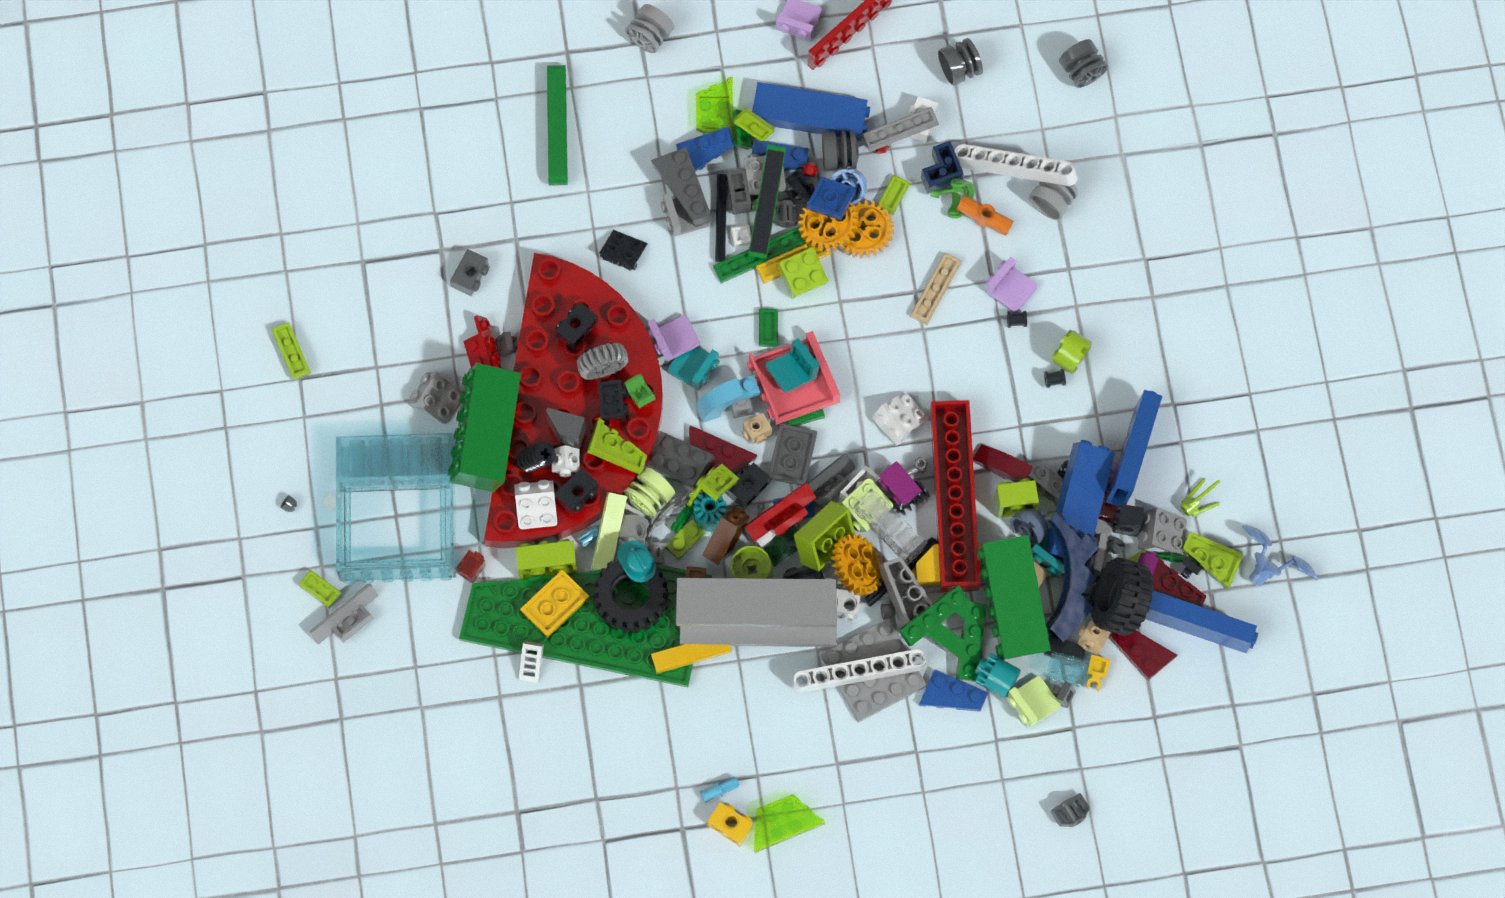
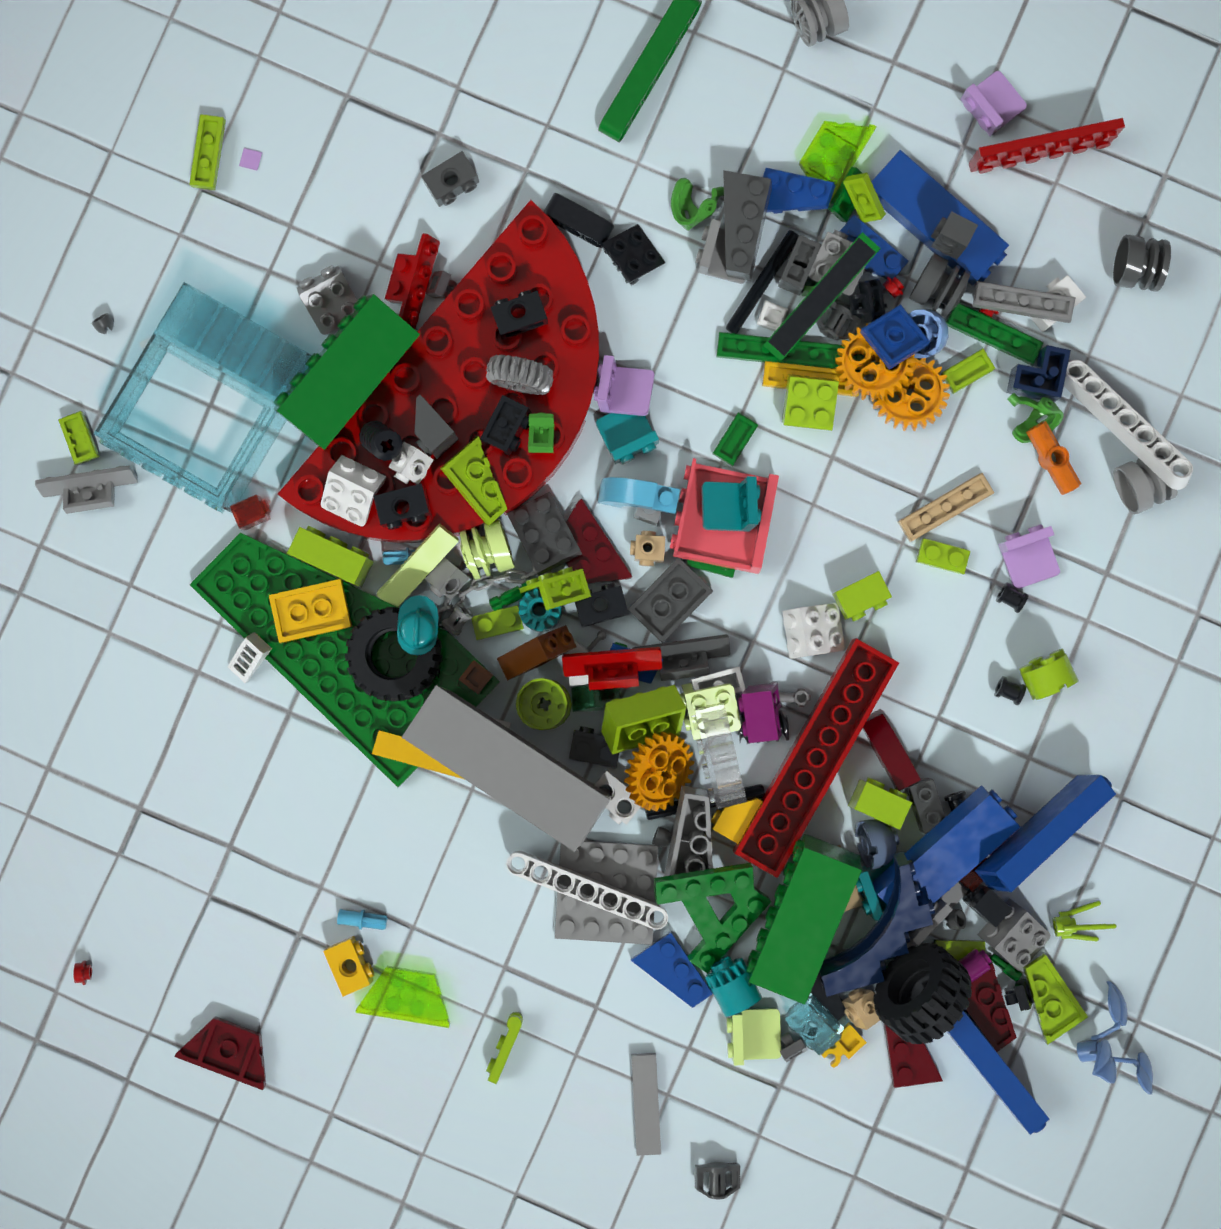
camera: 40 degrees right, 15 degrees up
(322, 339) = (250, 159): none -> lavender sticker
(574, 248) = (578, 220): none -> black beam
(634, 198) = (682, 201): none -> bright green helmet
(827, 113) = (953, 235): none -> dark grey brick
(871, 811) = (504, 1045): none -> lime plate
(895, 161) = (994, 333): none -> green tile
(917, 375) = (861, 596): none -> lime brick
(954, 320) = (943, 556): none -> lime plate
(991, 793) = (646, 1104): none -> light grey tile

